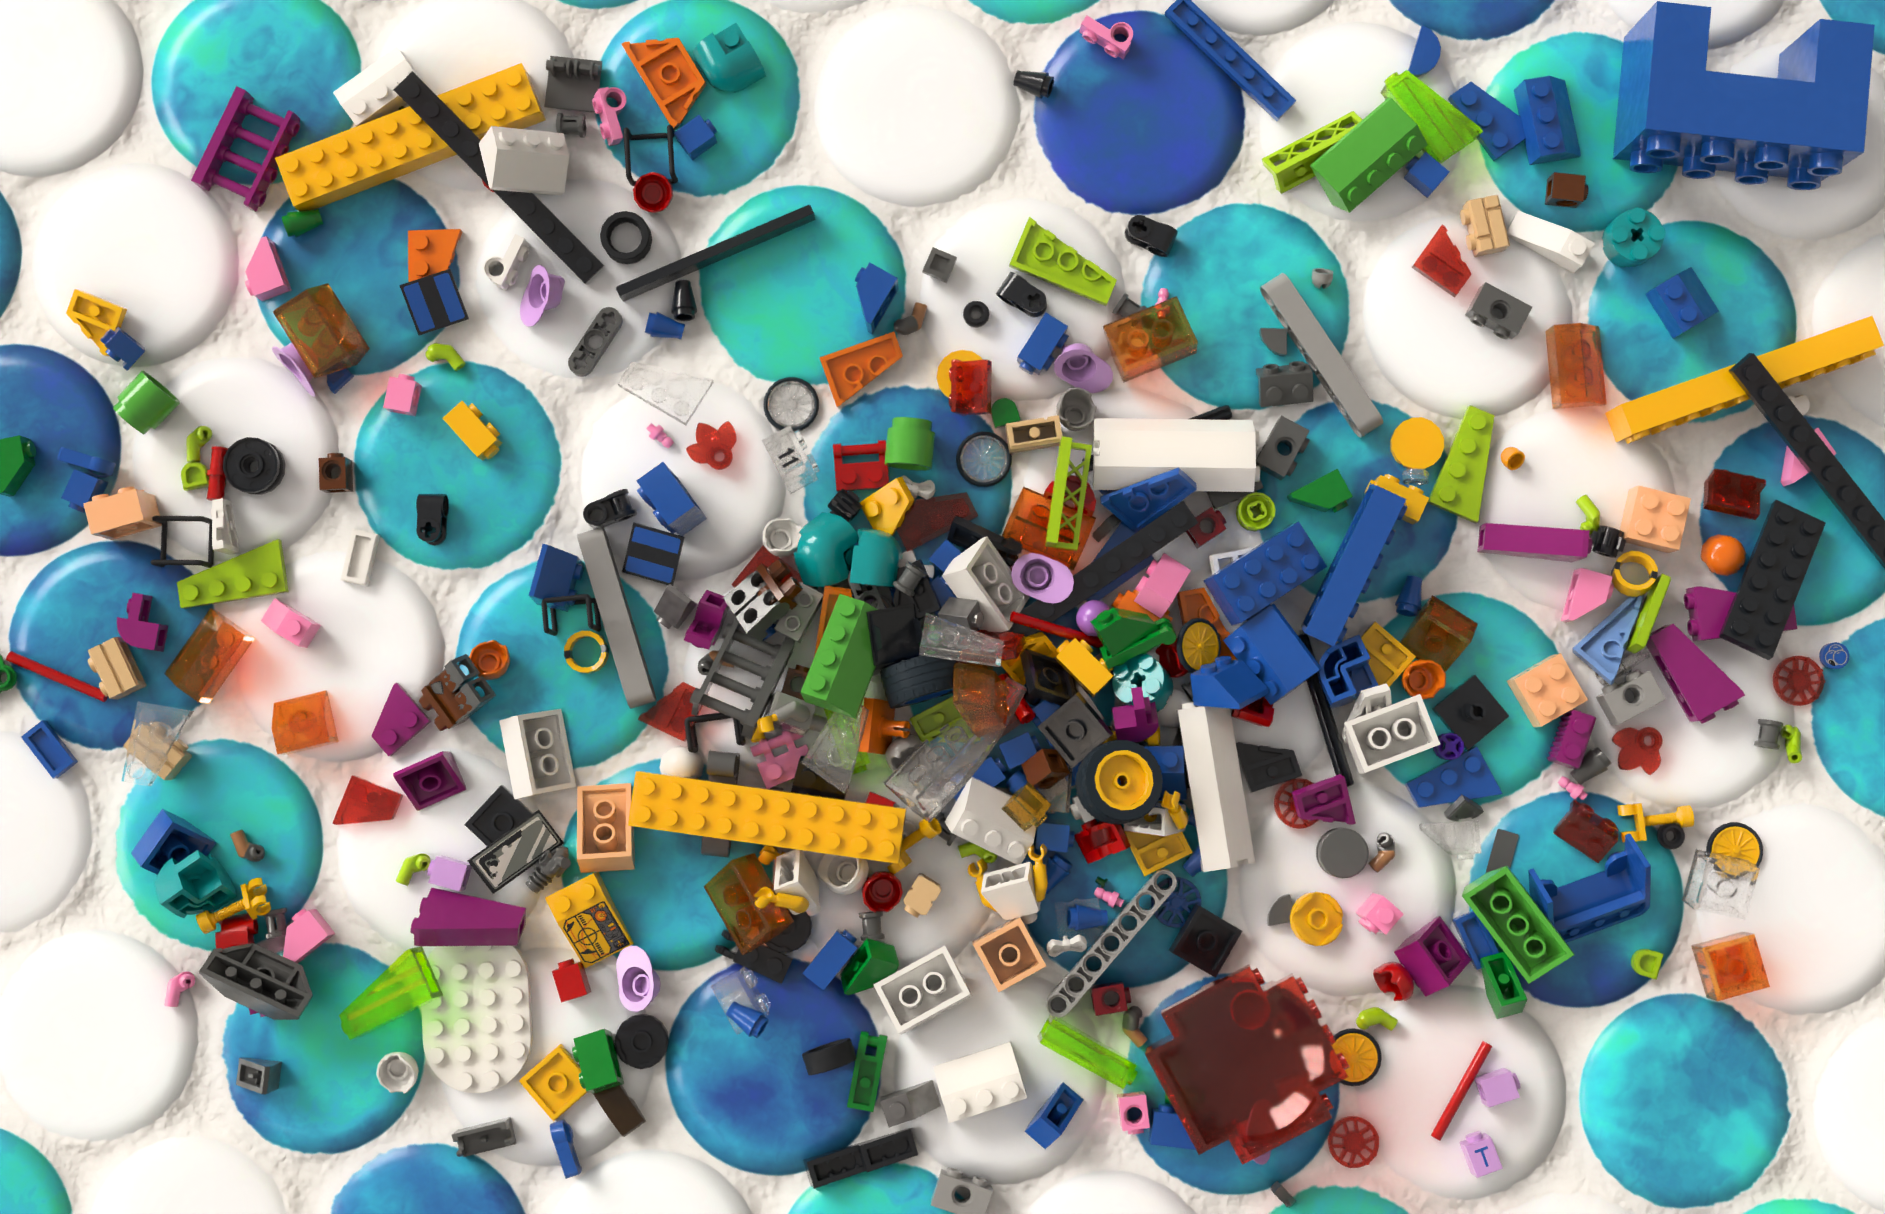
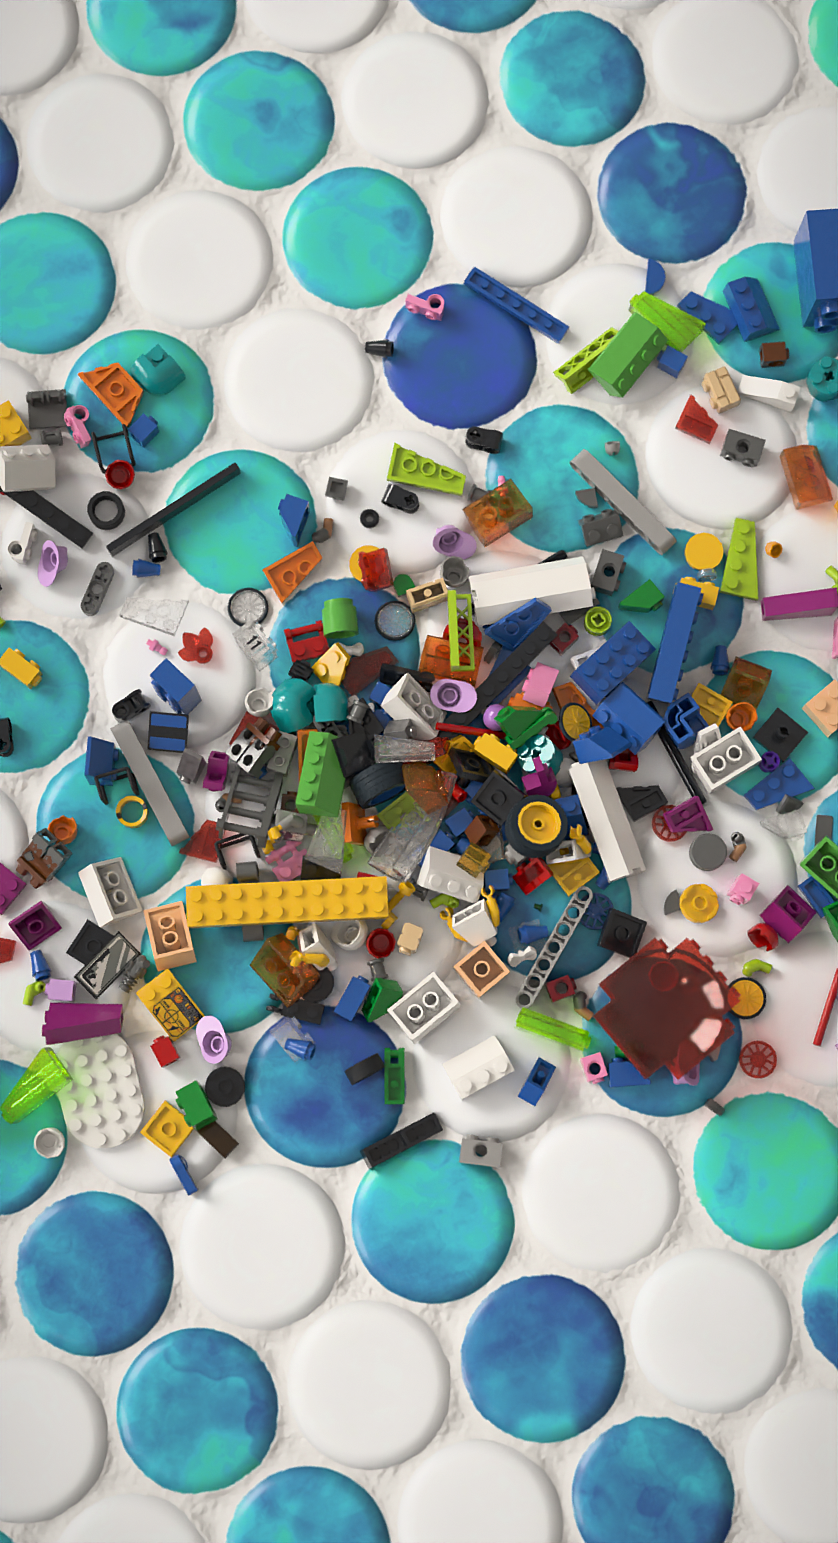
camera: 15 degrees left, 5 degrees down
(427, 835) = (40, 967): none -> blue cone
(484, 1137) = (122, 1179): dark grey hinge -> none
(909, 1103) = (430, 1092): flat silver slope -> none
(1042, 343) = (421, 530): blue brick -> none
(1111, 898) = (548, 917): bright pink piece -> none

